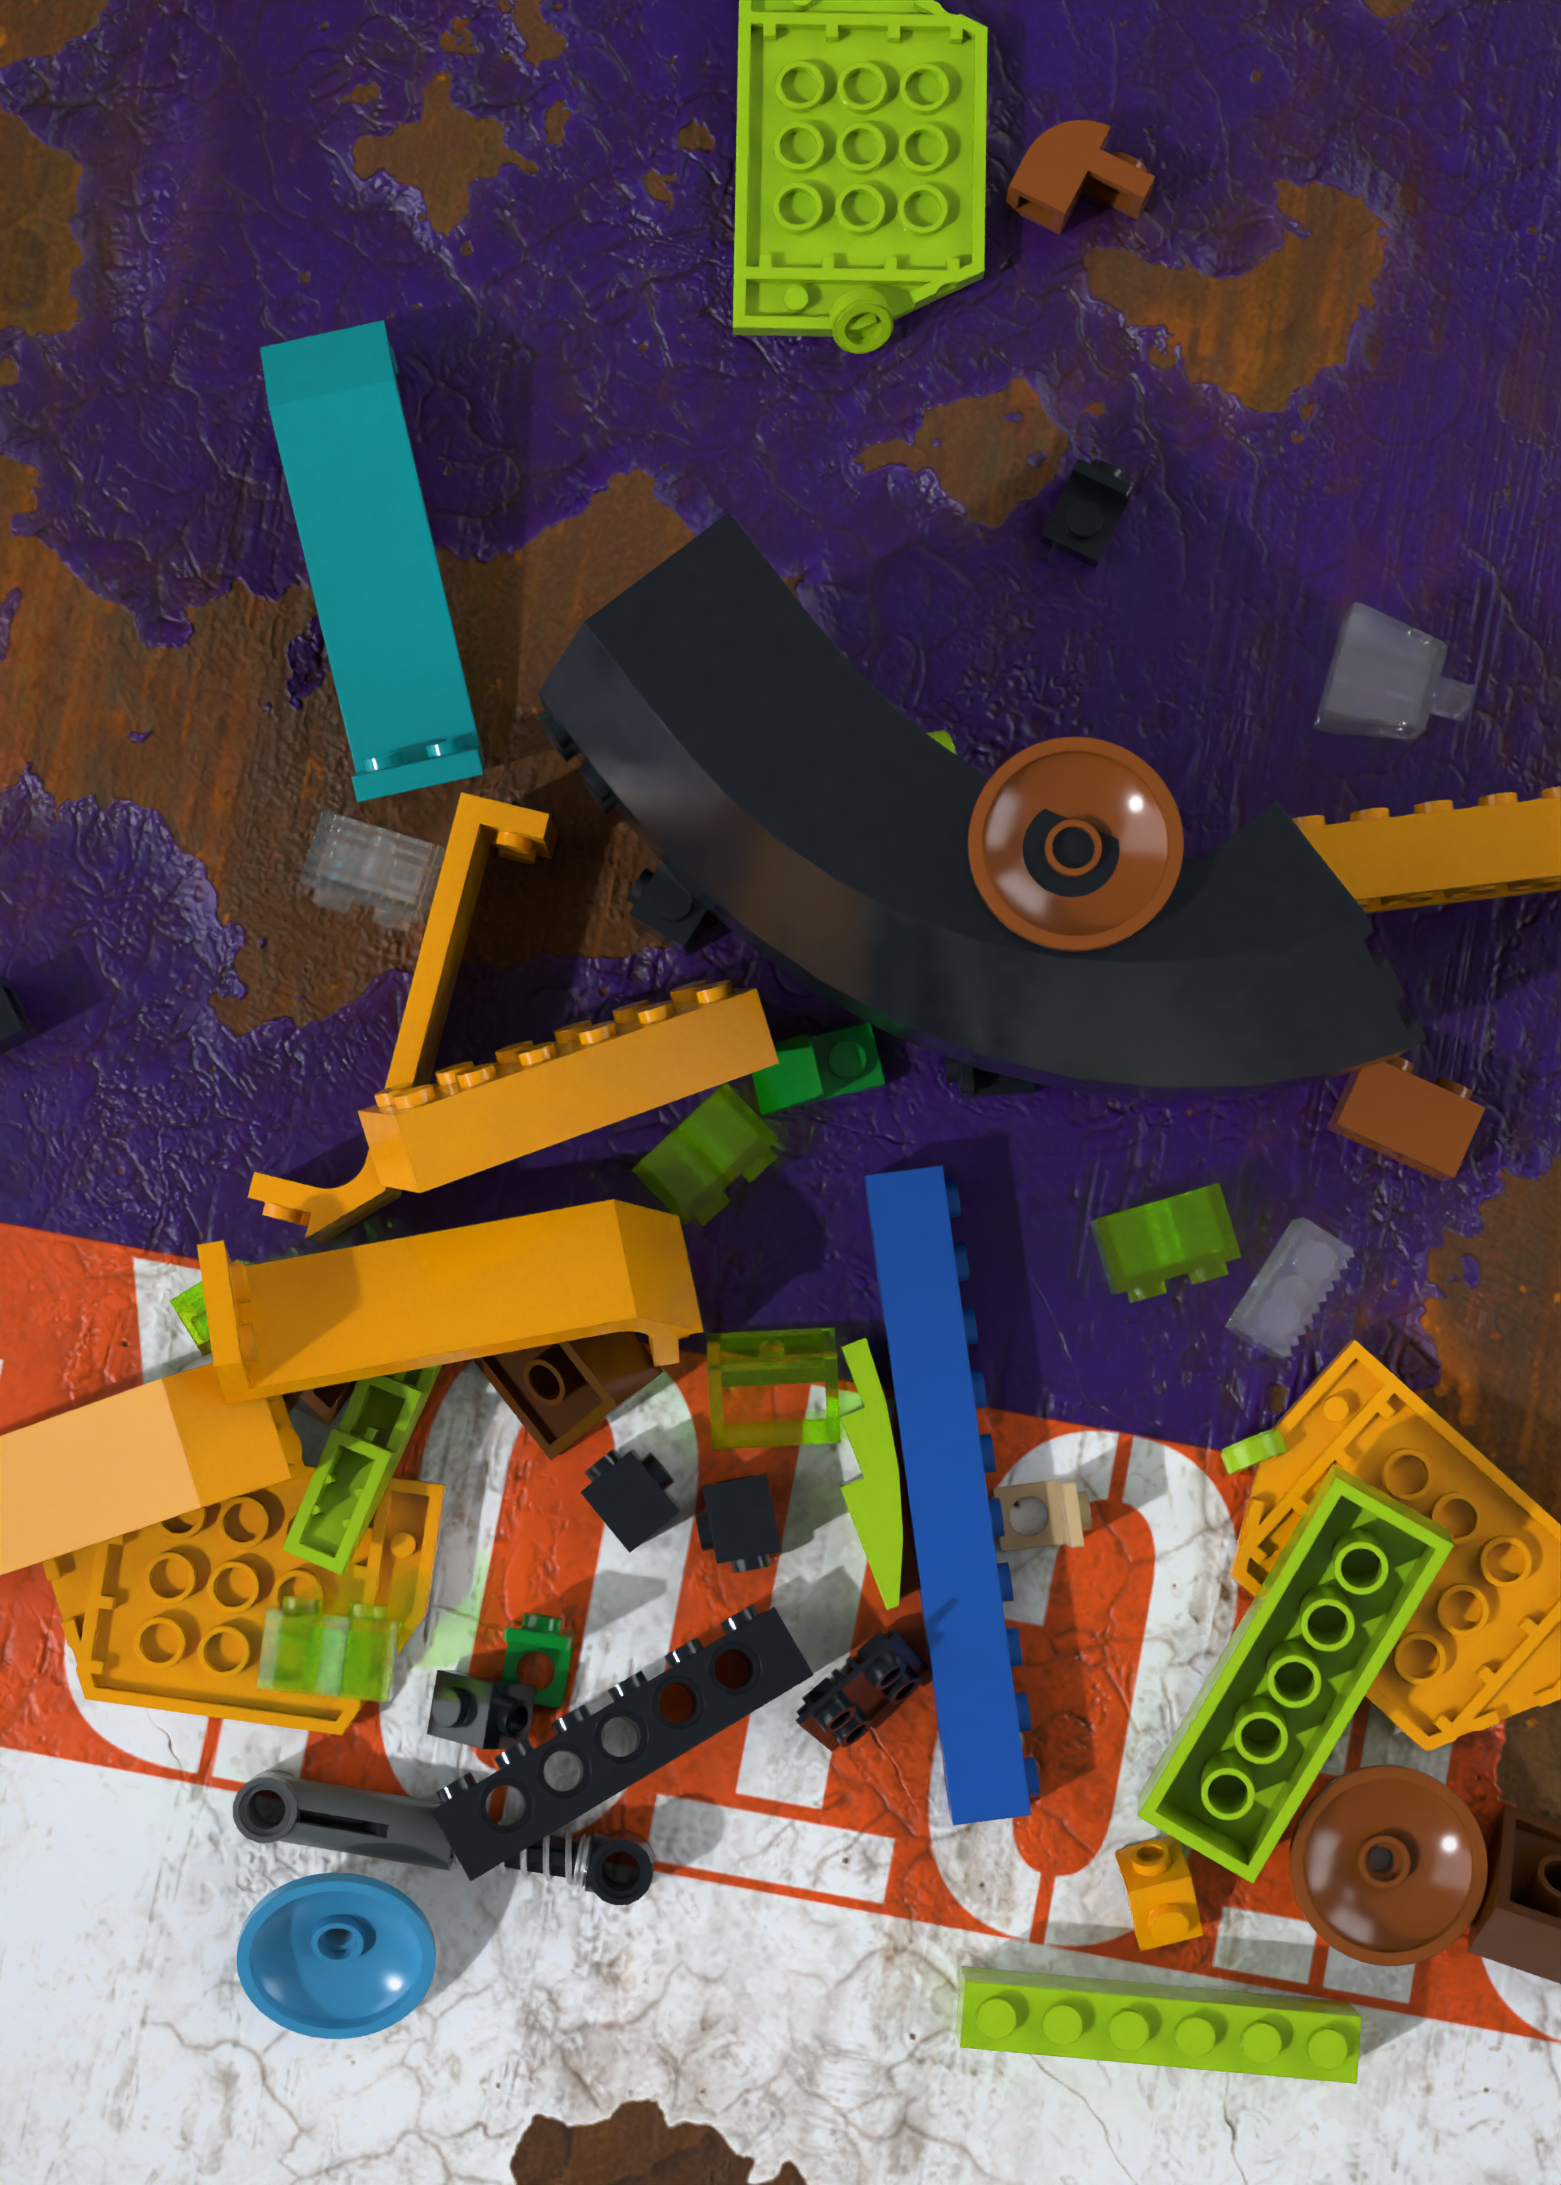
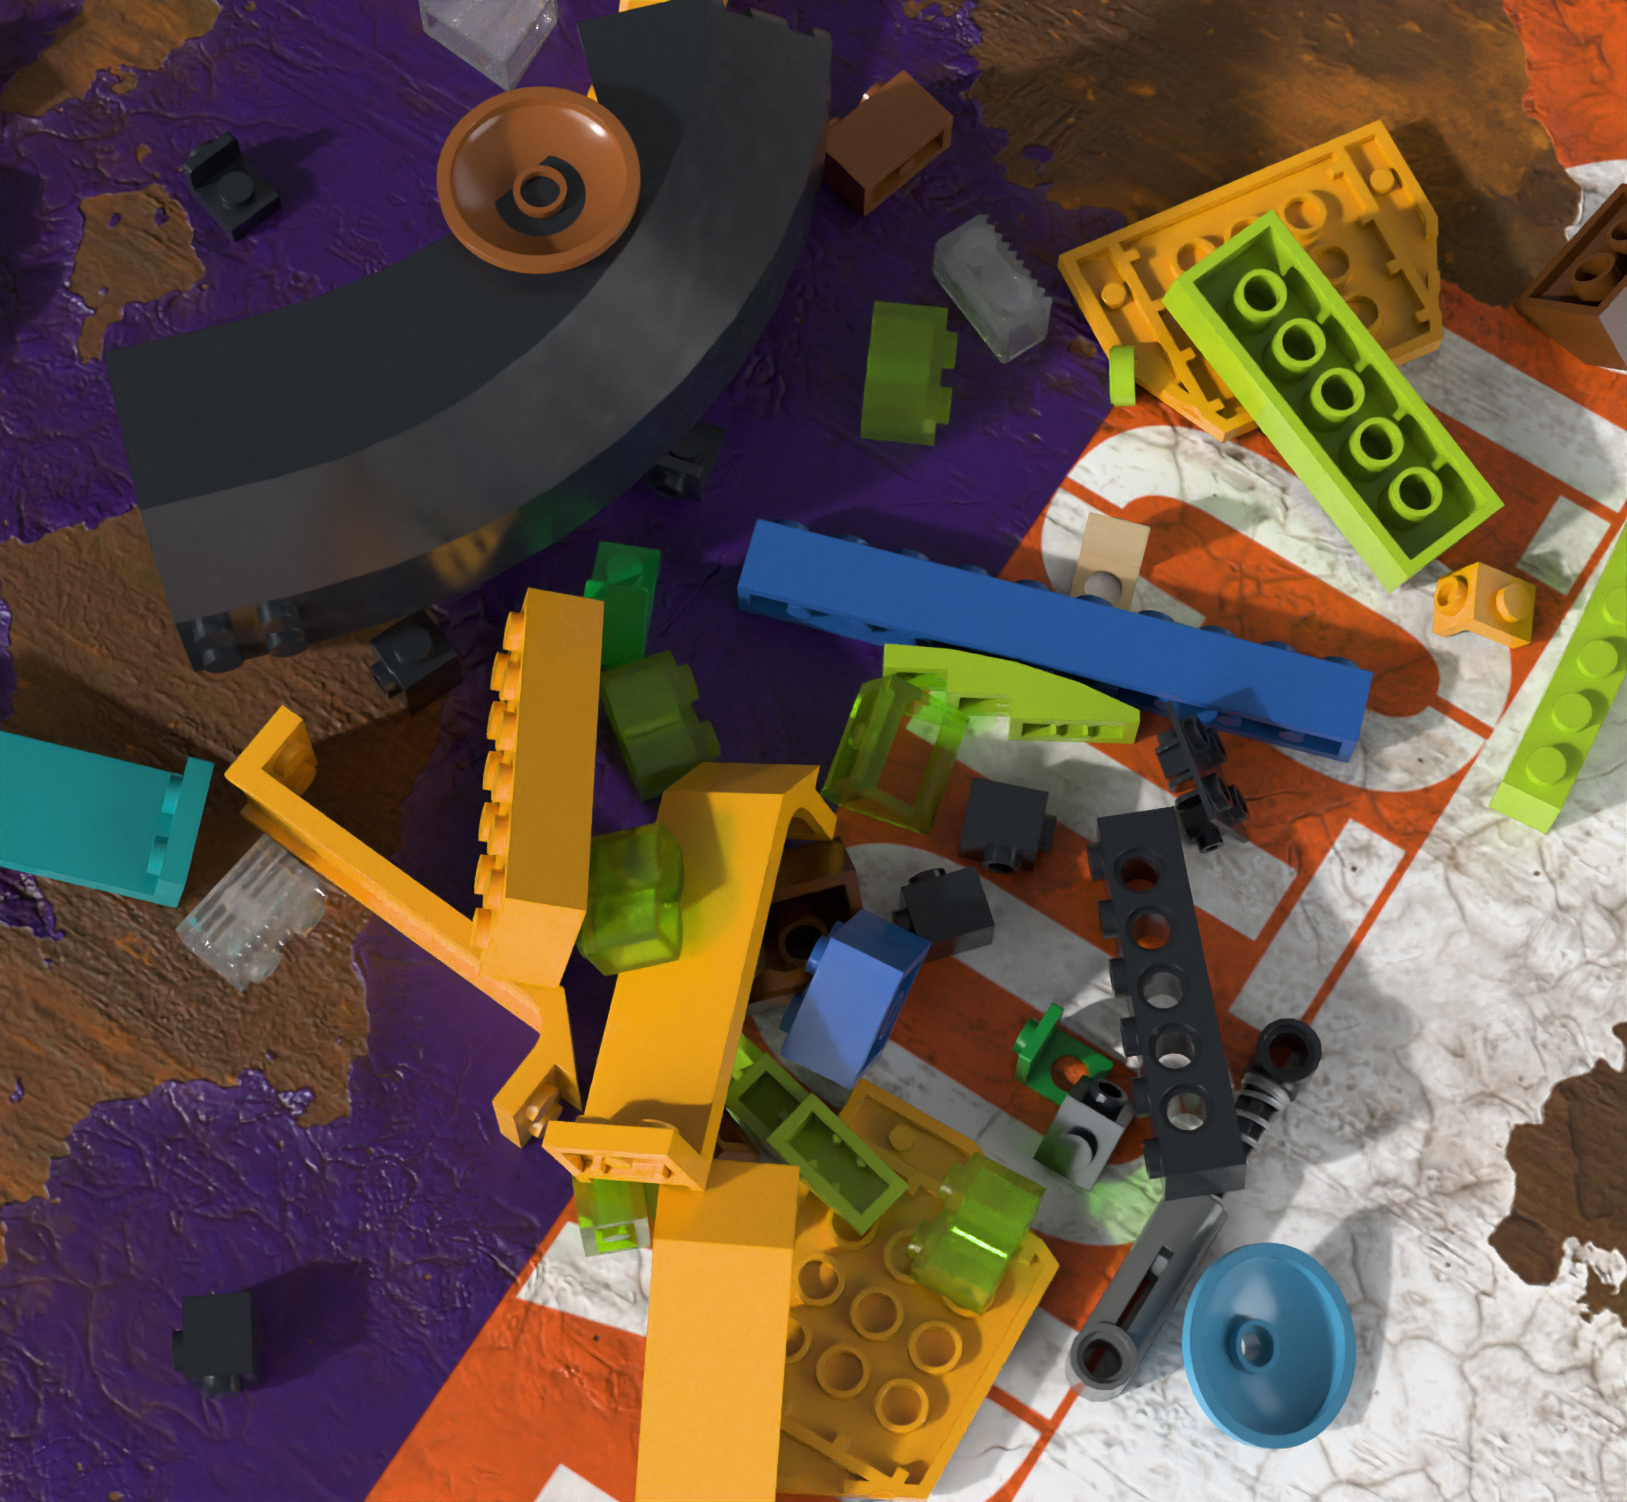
camera: 70 degrees left, 15 degrees down
(479, 1222) = (633, 900): none -> clear neon green brick
(498, 1452) = (853, 998): none -> blue brick
(1425, 1890) = (1538, 371): dark orange dish -> none

